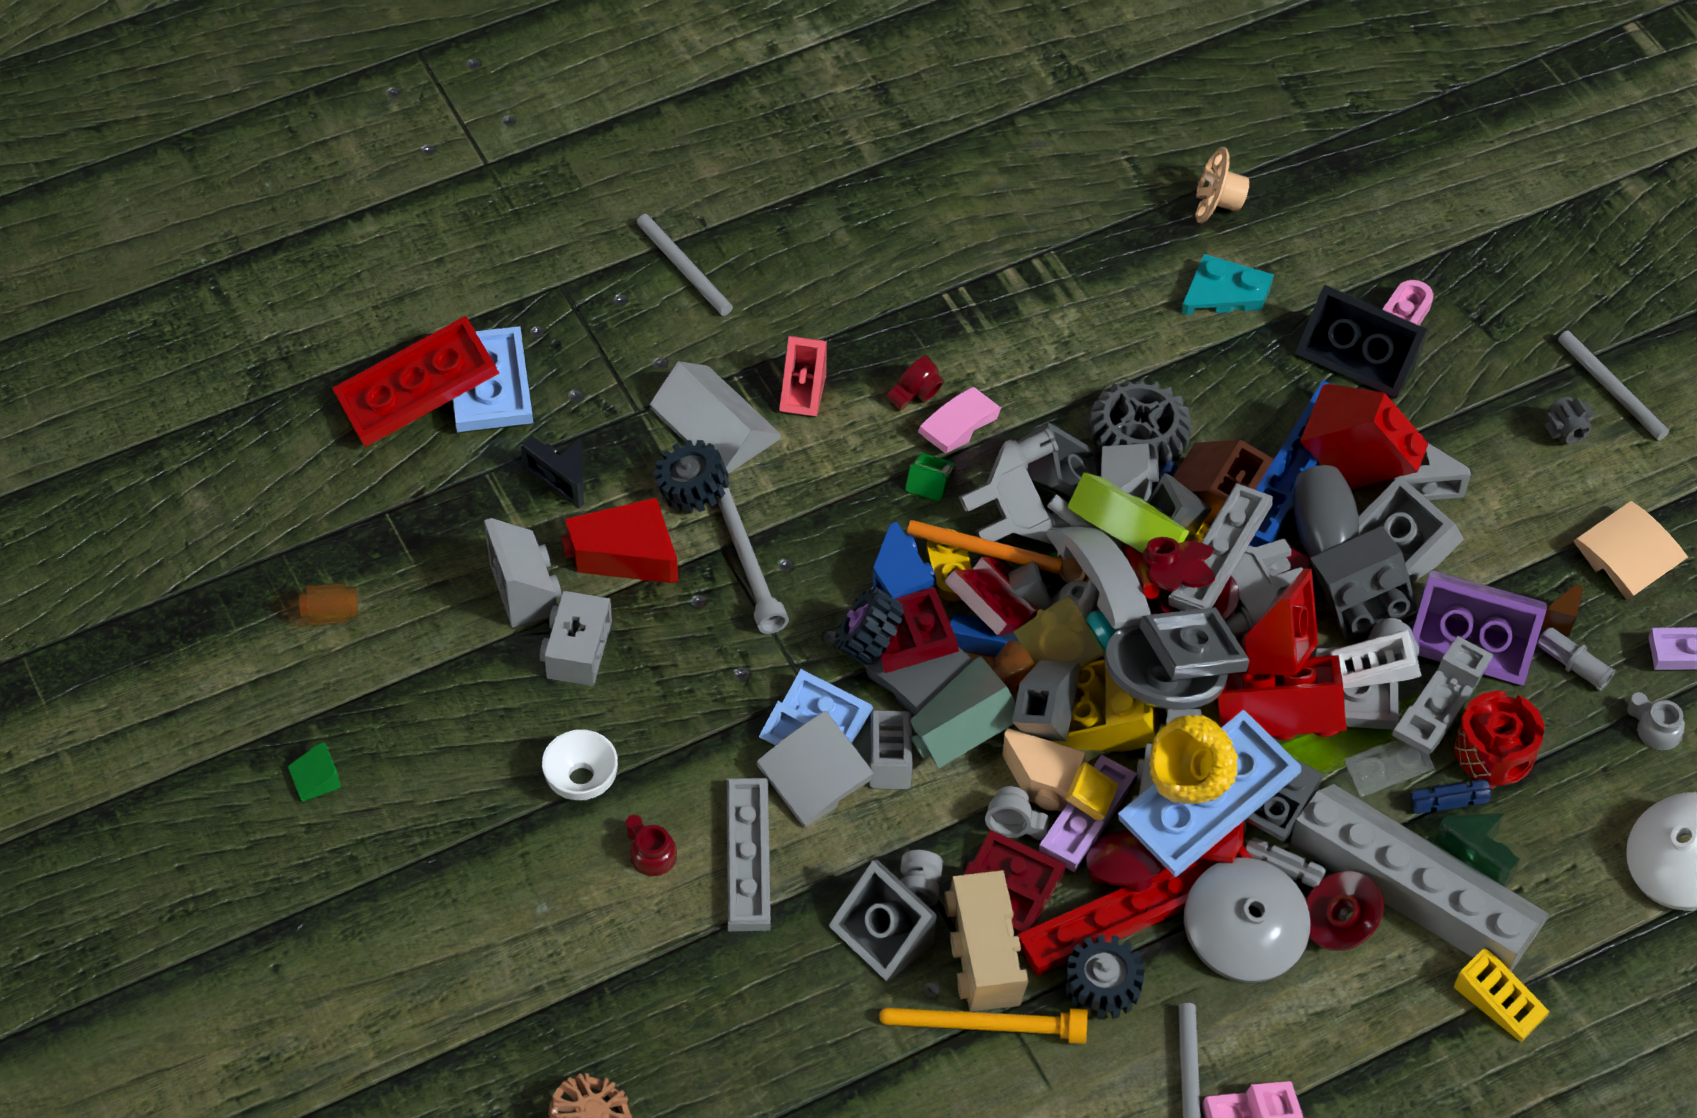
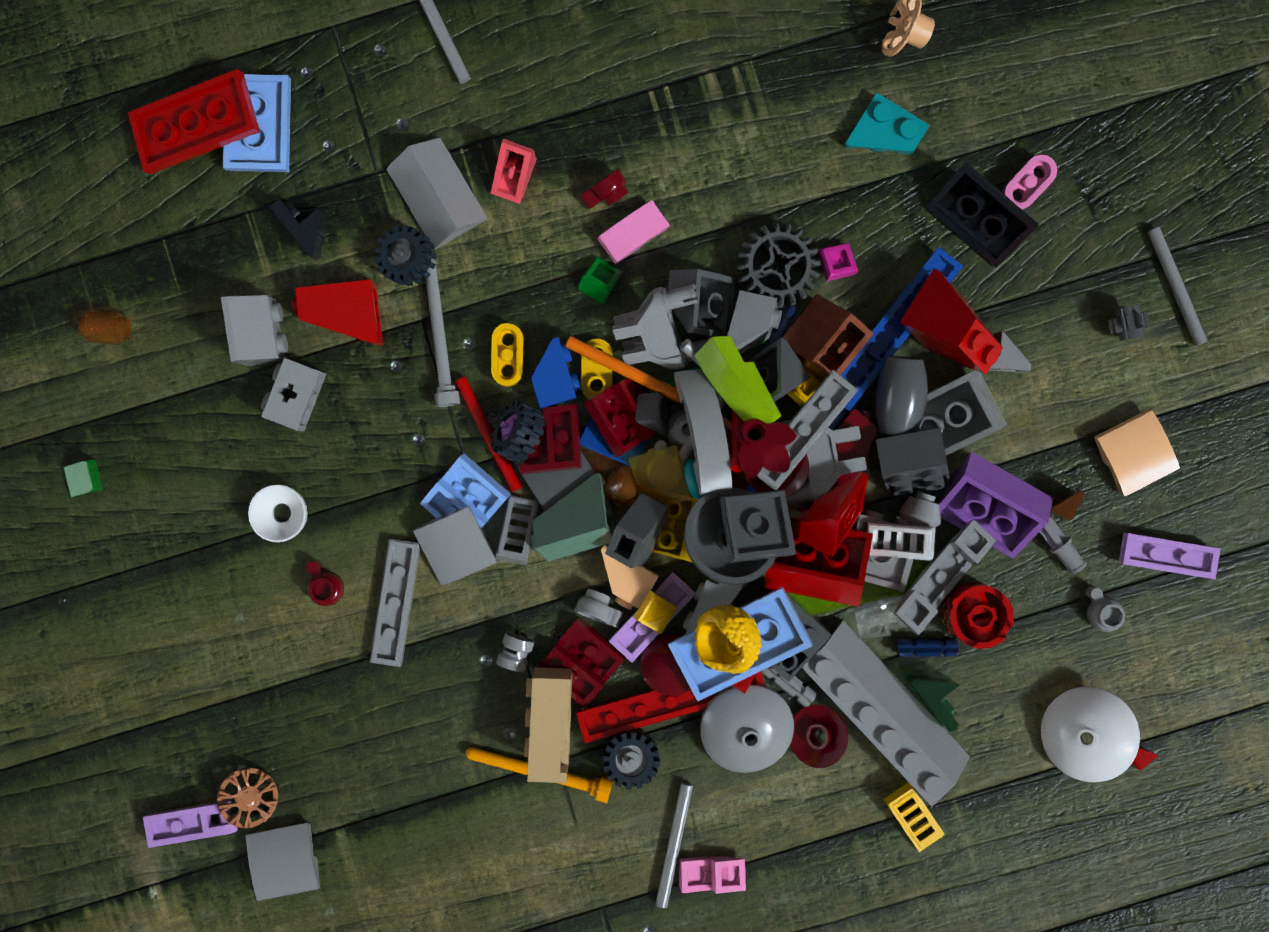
camera: 10 degrees right, 35 degrees up
(831, 653) = (485, 430): none -> red bar
(838, 564) = (507, 355): none -> yellow plate
(885, 922) = (481, 685): dark grey slope -> none
(1210, 414) = (837, 261): none -> dark pink tile

